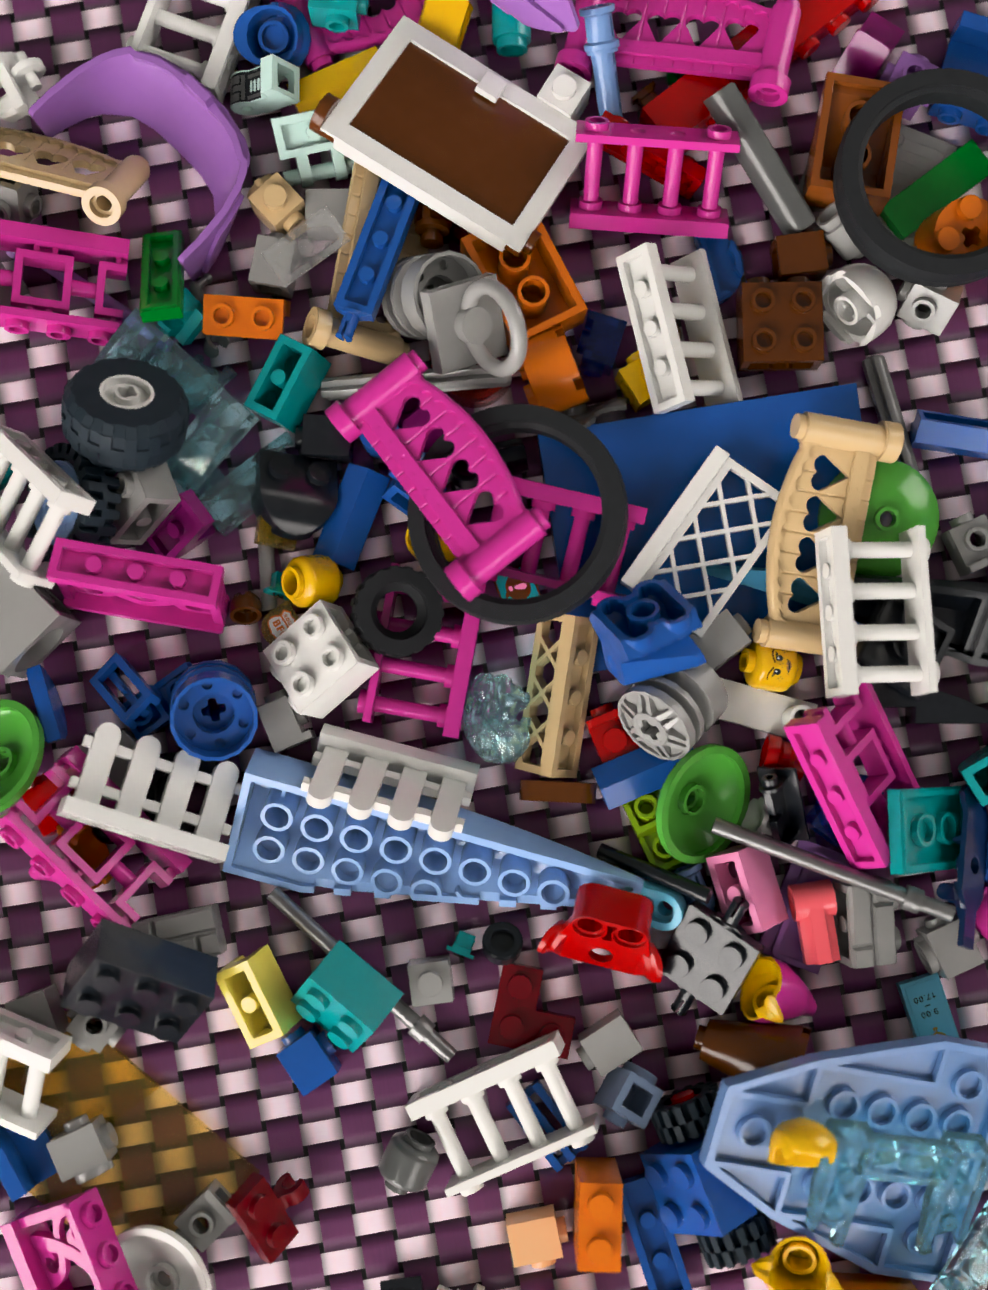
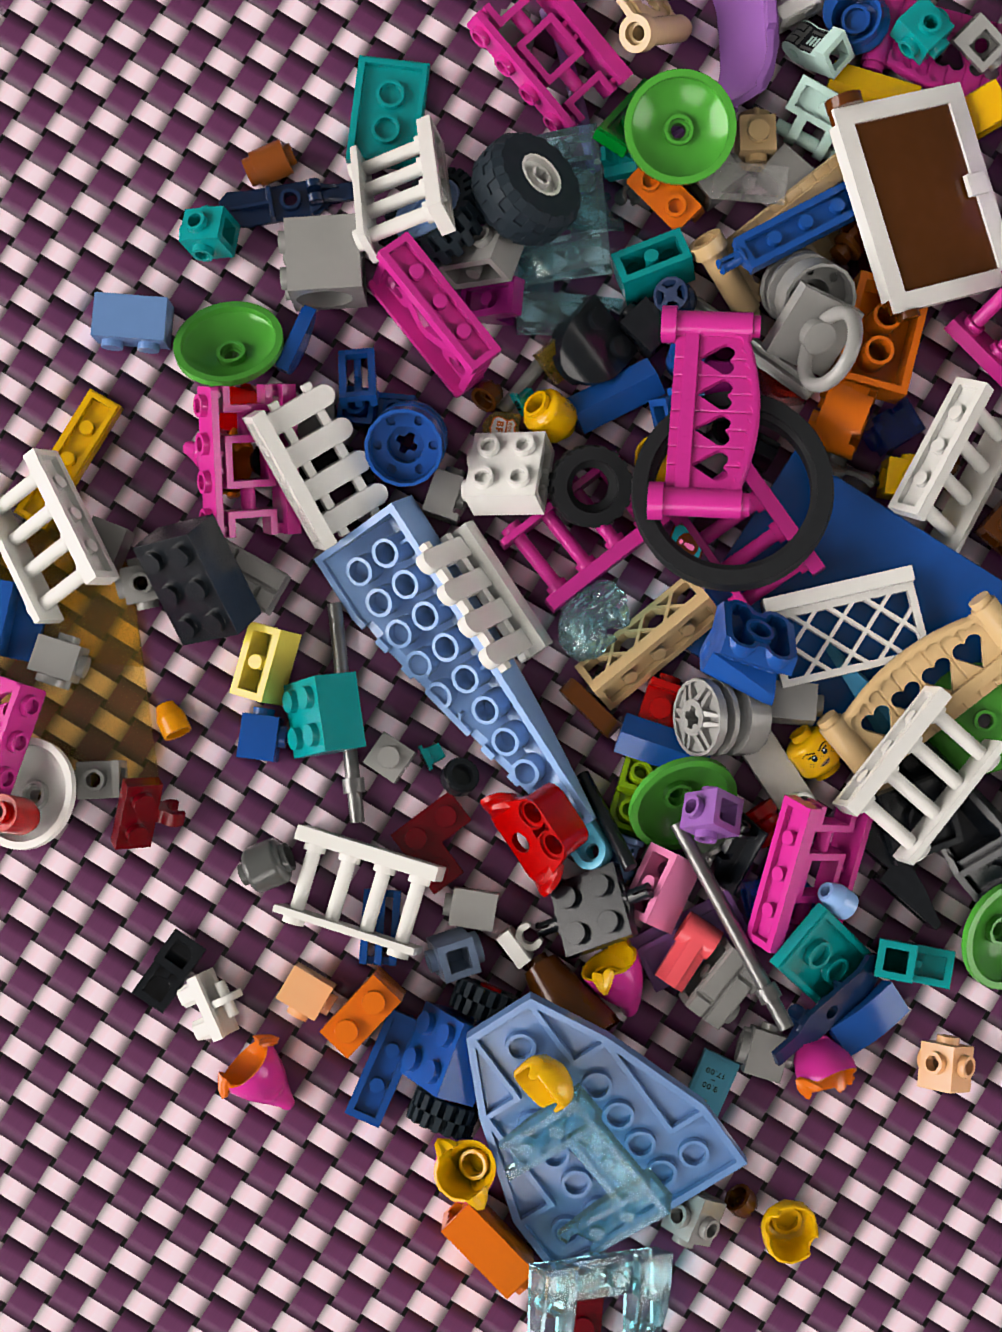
camera: 40 degrees right, 0 degrees up
(202, 222) = (687, 101): none -> bright green dish
(223, 1111) = (171, 721): none -> light orange hose
(319, 396) = (668, 291): none -> dark blue wheel
(670, 1041) = (516, 946): none -> white tile
(736, 794) = (711, 814): none -> medium lavender brick
(900, 772) = (838, 900): none -> light blue hose

